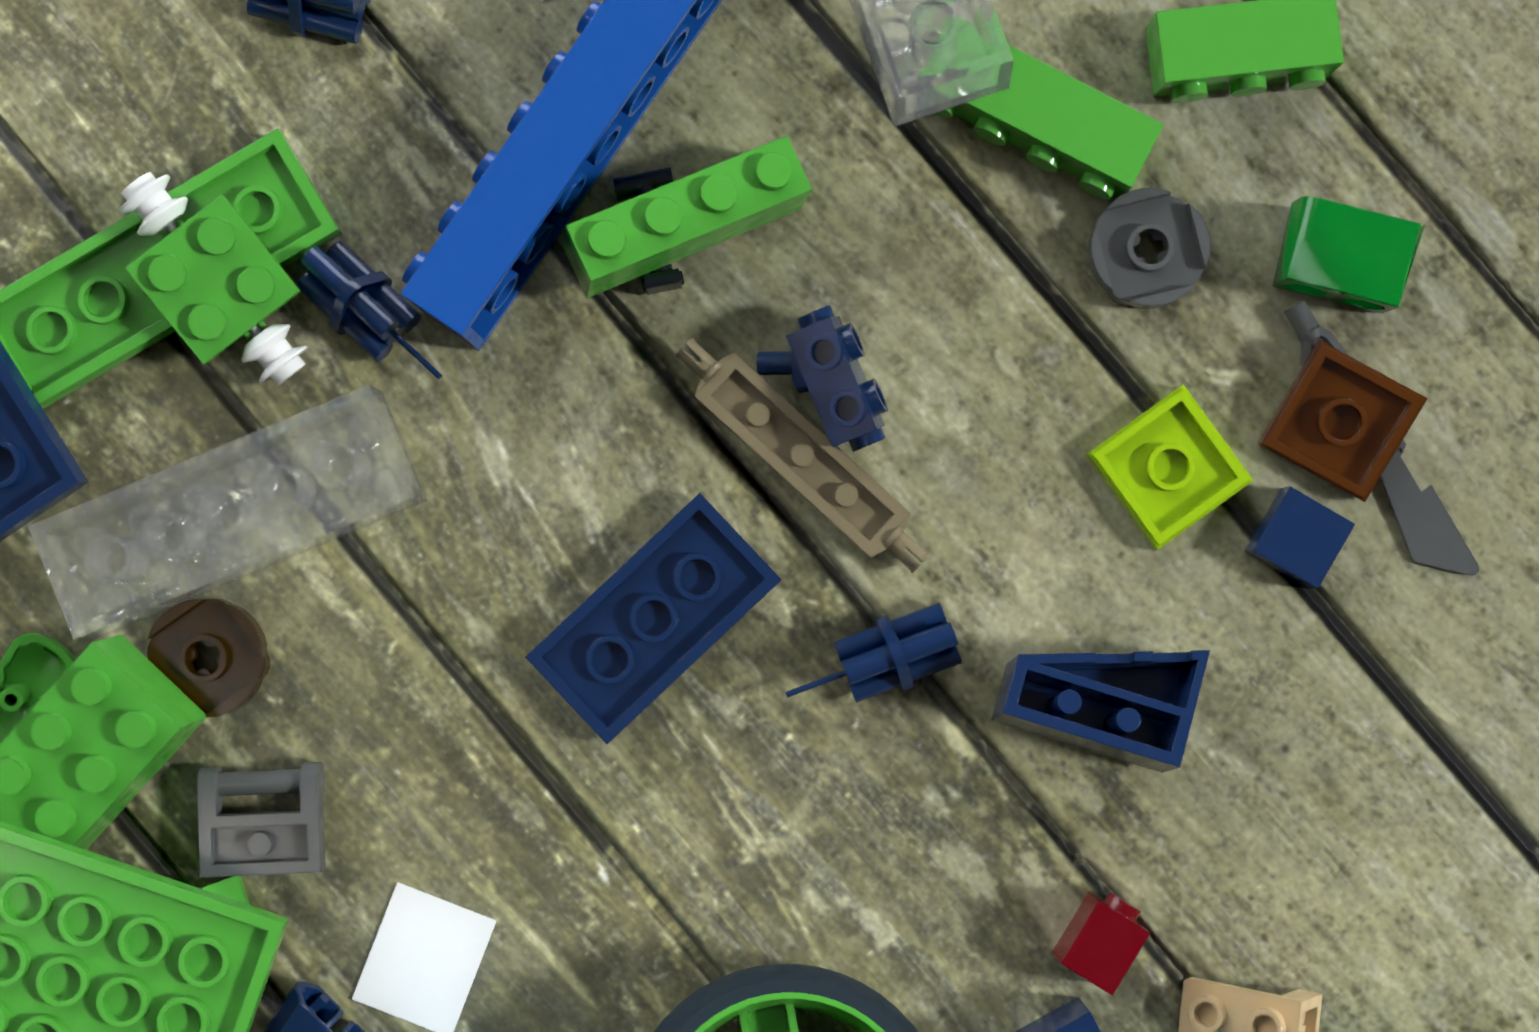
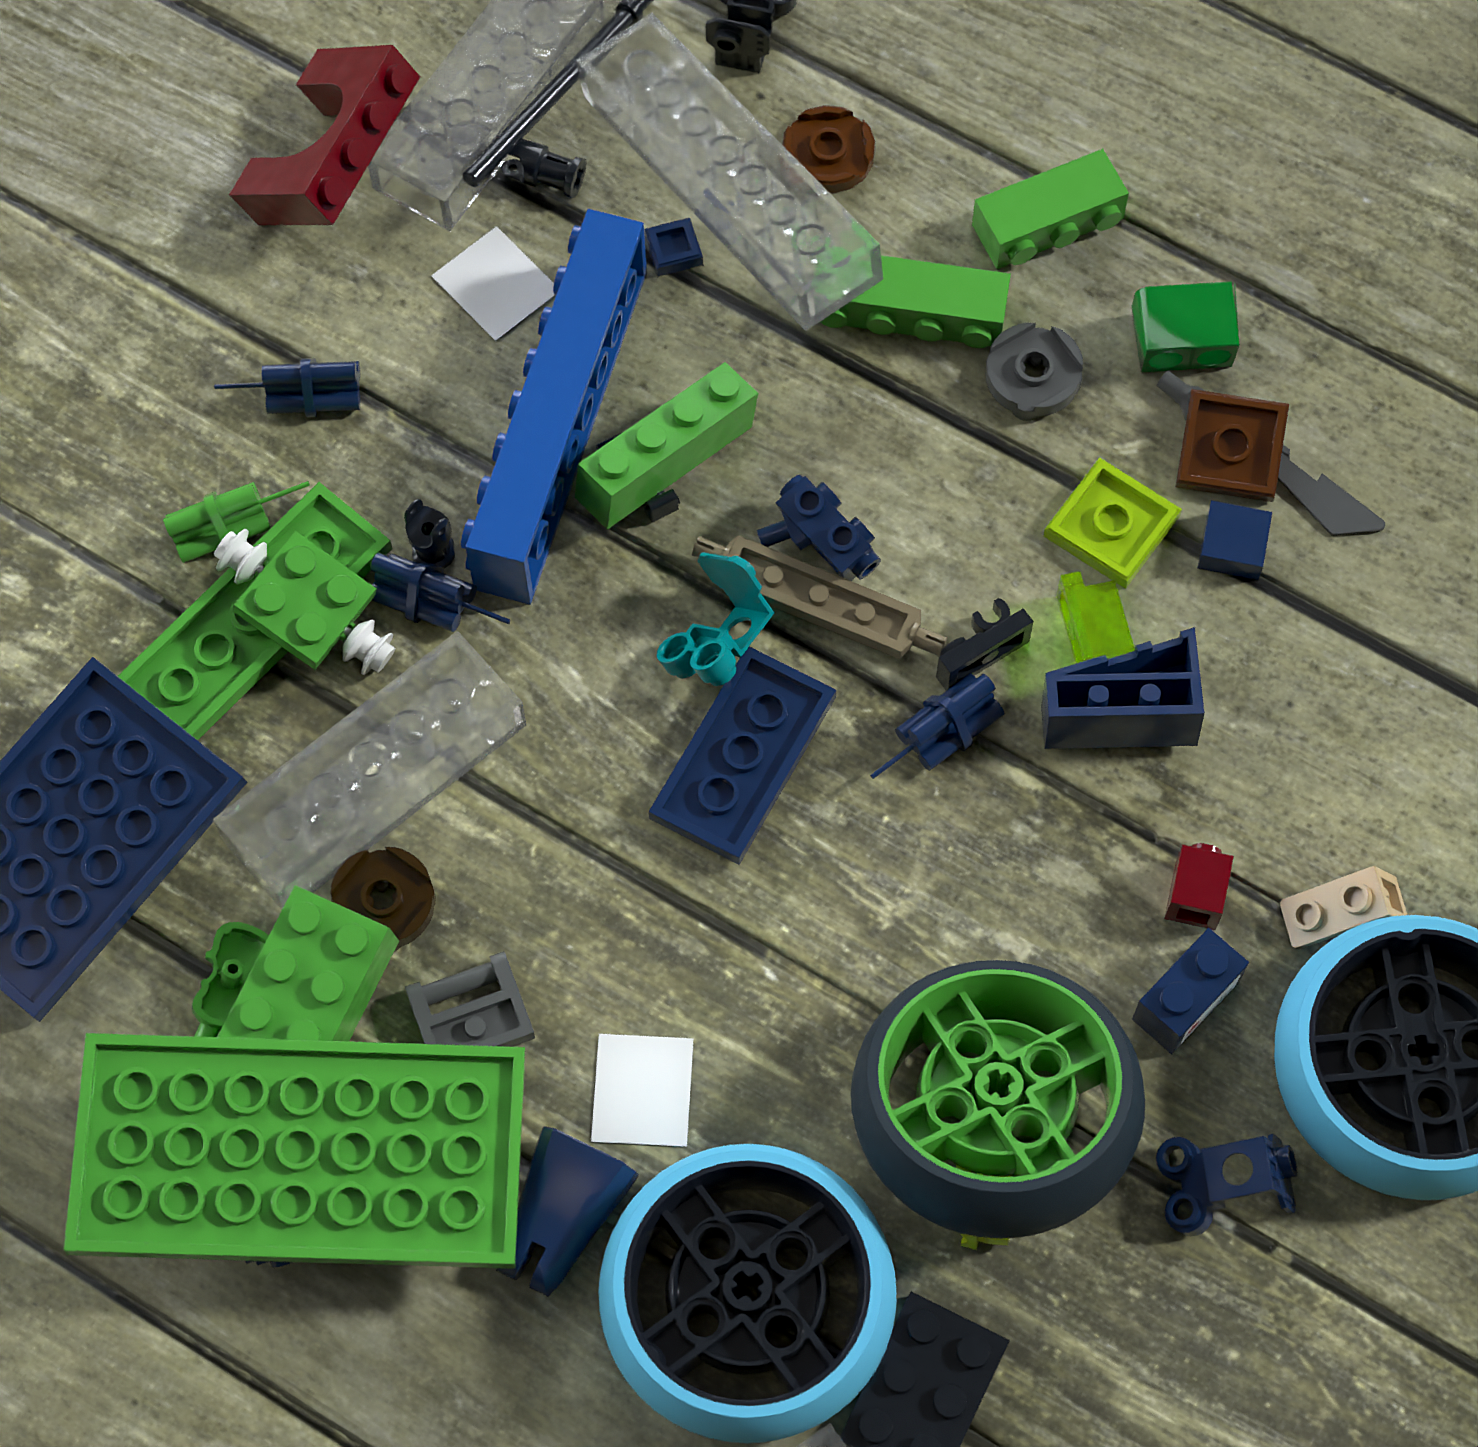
camera: 15 degrees left, 20 degrees down
(154, 136) = (204, 525): none -> bright green piece
(399, 248) = (429, 535): none -> black piece
(651, 487) = (710, 649): none -> teal piece
(939, 585) = (987, 647): none -> black plate
(1103, 594) = (1093, 618): none -> clear neon green panel

